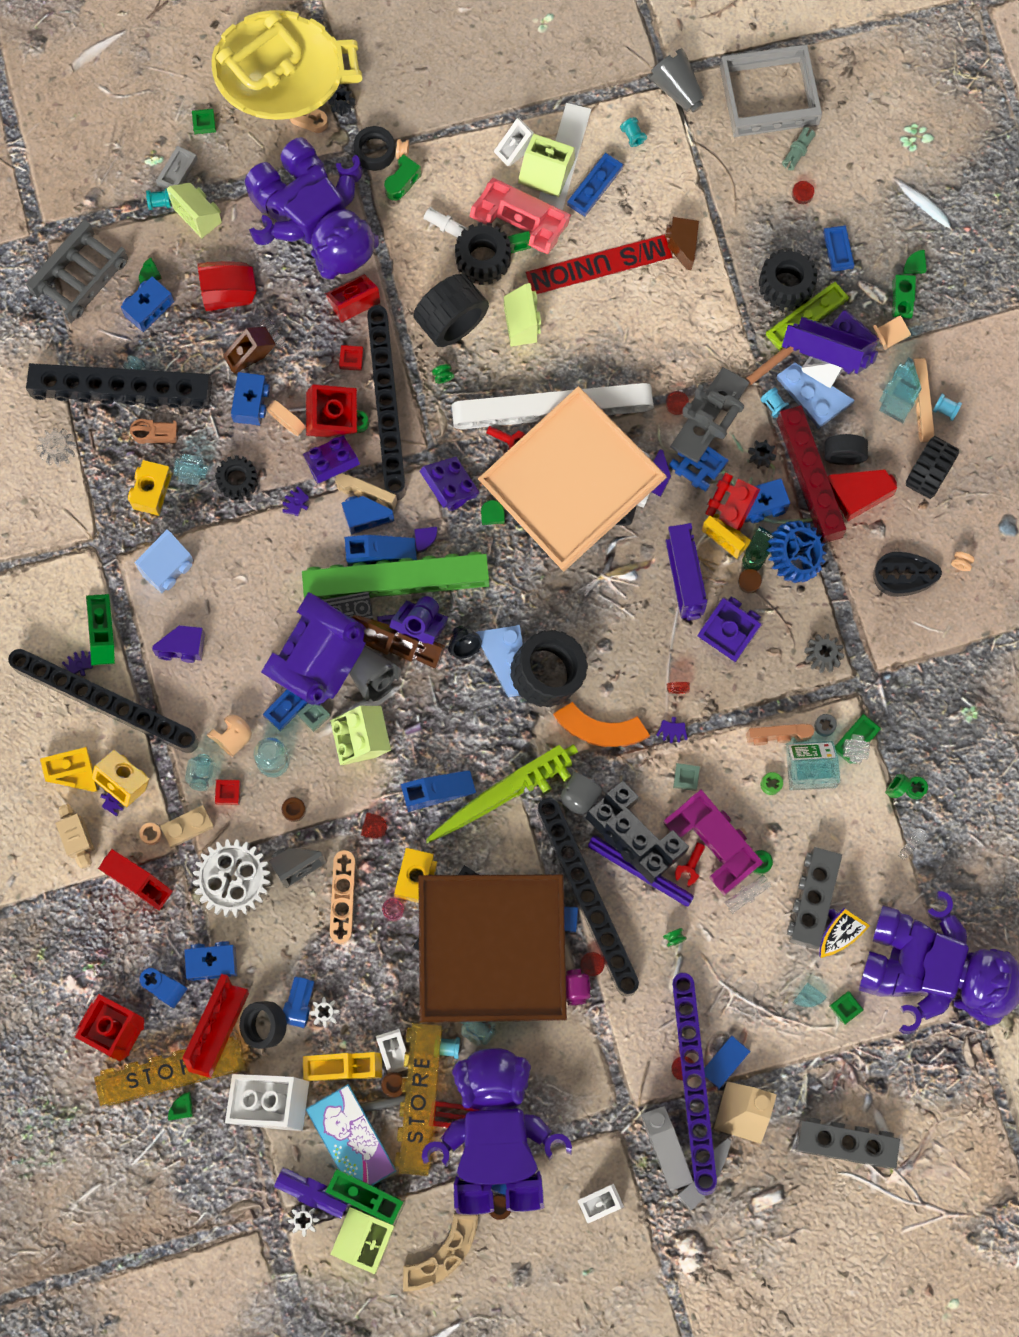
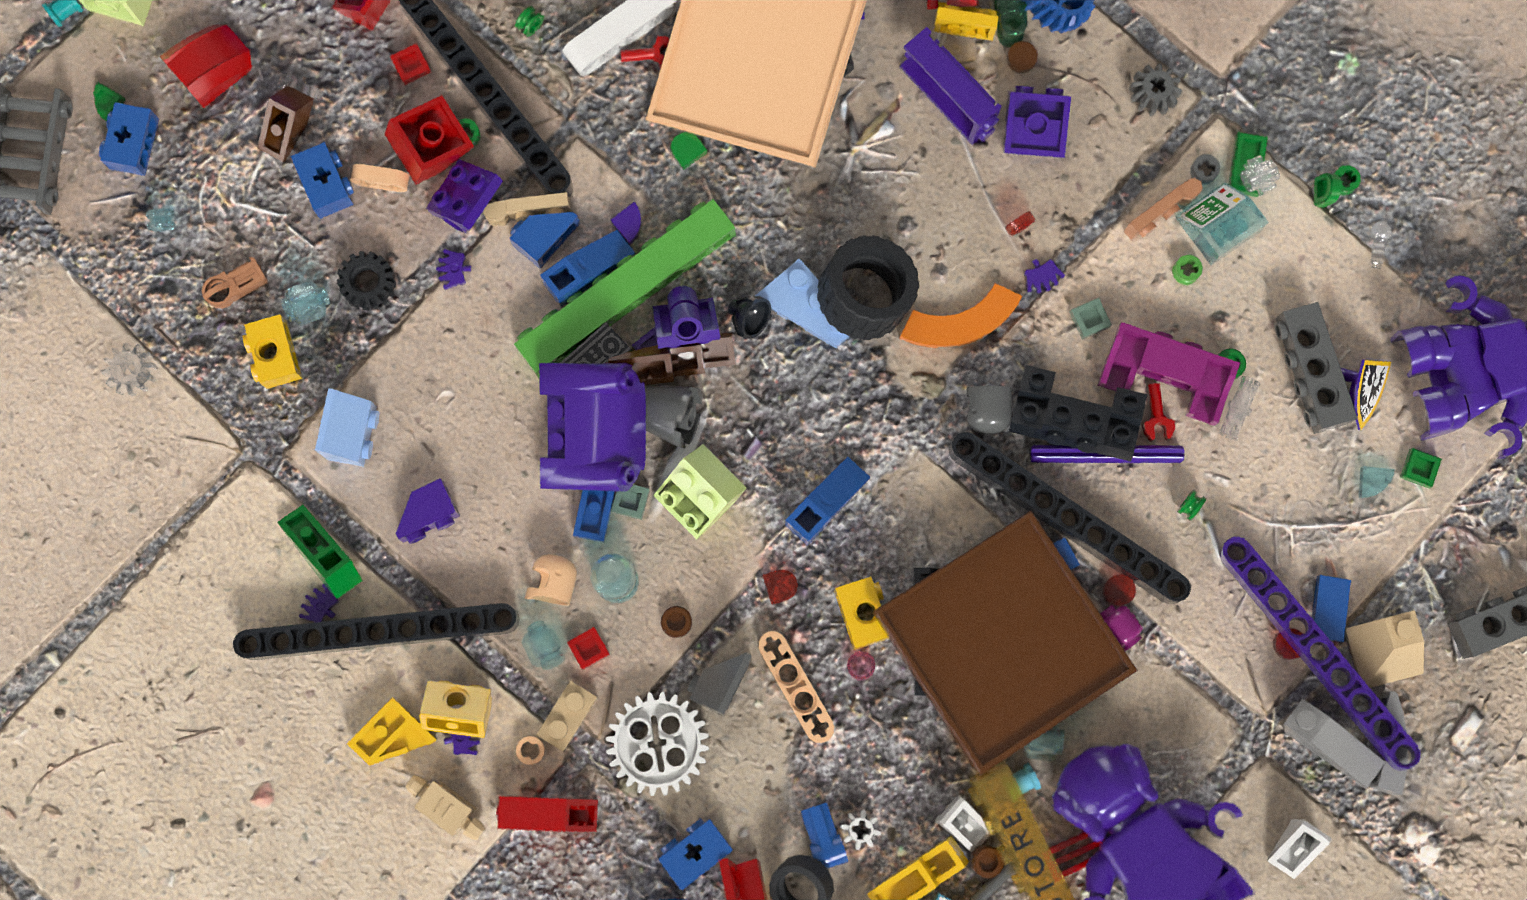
camera: 35 degrees left, 5 degrees up
(41, 374) = (56, 295): black brick -> none
(449, 483) = (618, 142): dark purple plate -> none
(510, 787) = (918, 422): lime piece -> none

